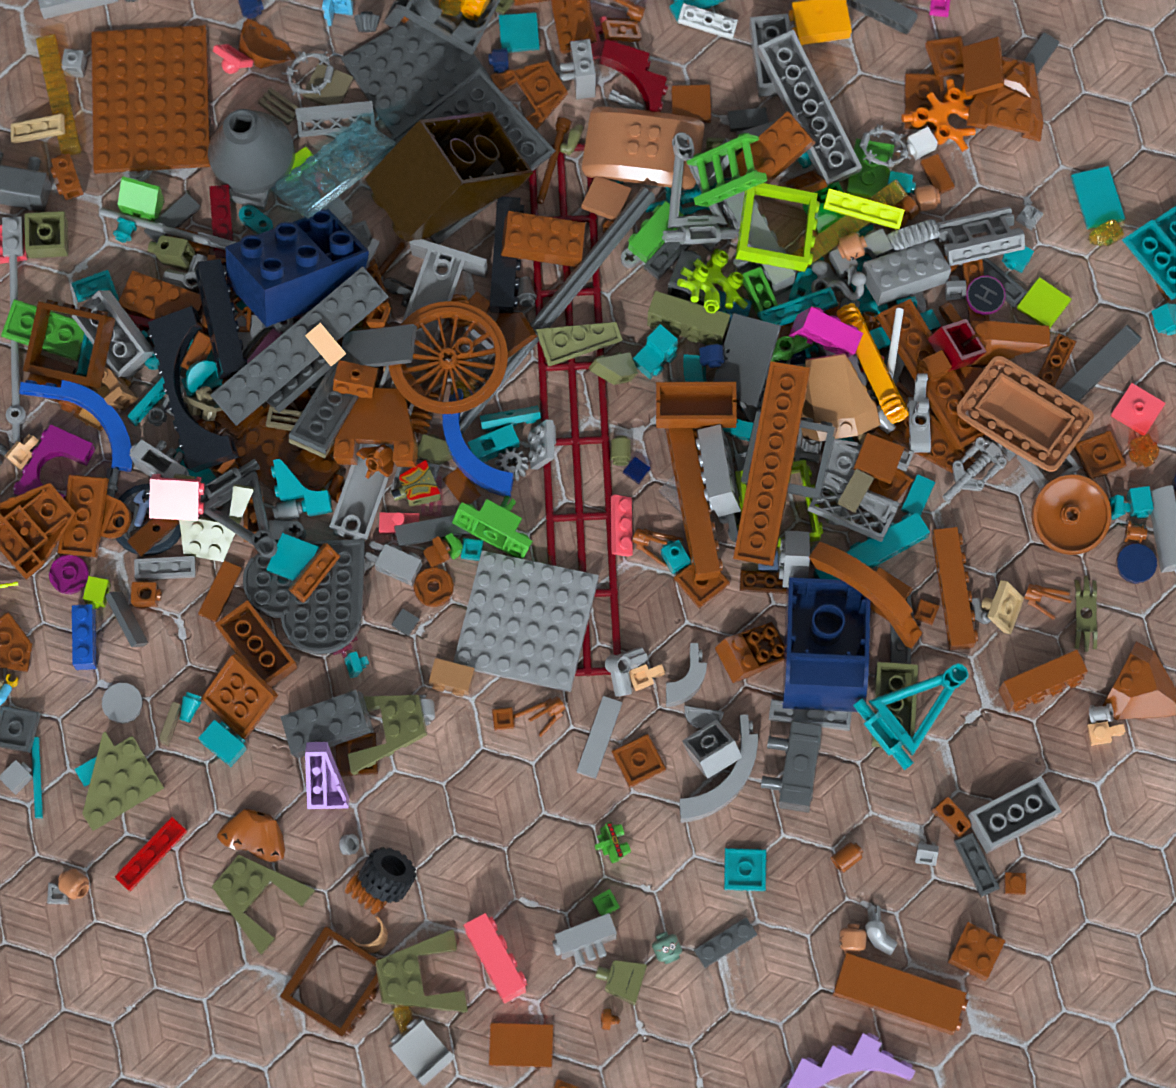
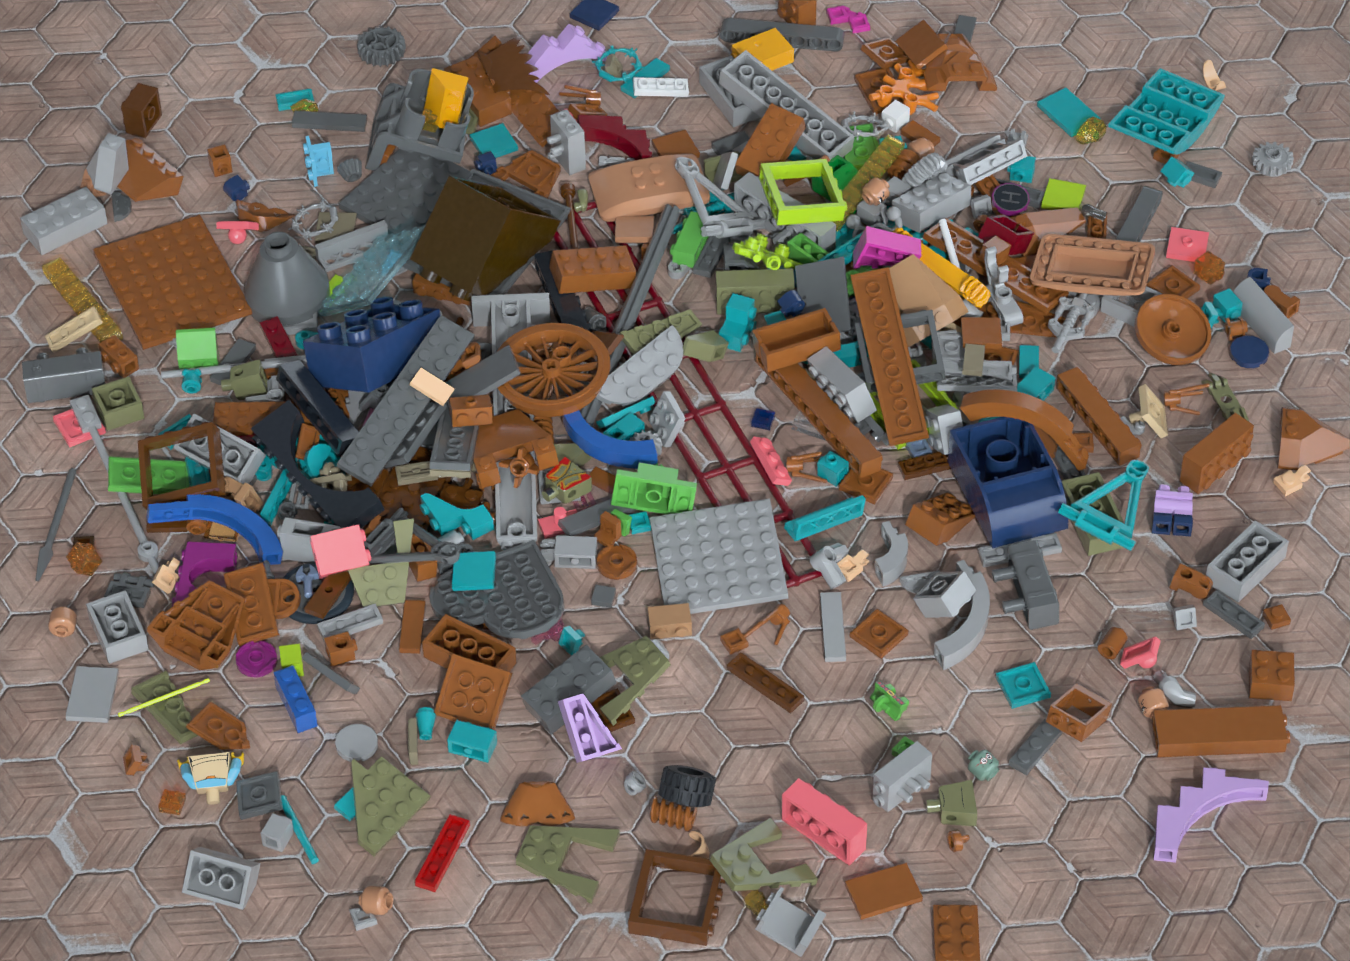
camera: 20 degrees left, 25 degrees down
(74, 63) = (87, 273): light grey brick -> none
(314, 572) = (500, 572): dark orange tile -> none
(510, 778) = (765, 682): none -> reddish brown plate
(545, 377) = (644, 370): none -> light grey plate
(621, 450) = (741, 406): olive brick -> none
(642, 612) = (825, 518): none -> teal fence
(737, 183) = (752, 168): bright green fence -> none
(792, 915) = (1078, 697): none -> dark orange window
(863, 209) = (872, 159): neon yellow plate -> none
(865, 881) = (1142, 653): none -> coral tile
(976, 721) = (1173, 504): none -> hips
(1058, 339) = (1090, 210): none -> clear smoke arm
(1101, 713) = (1281, 464): light grey bush -> none

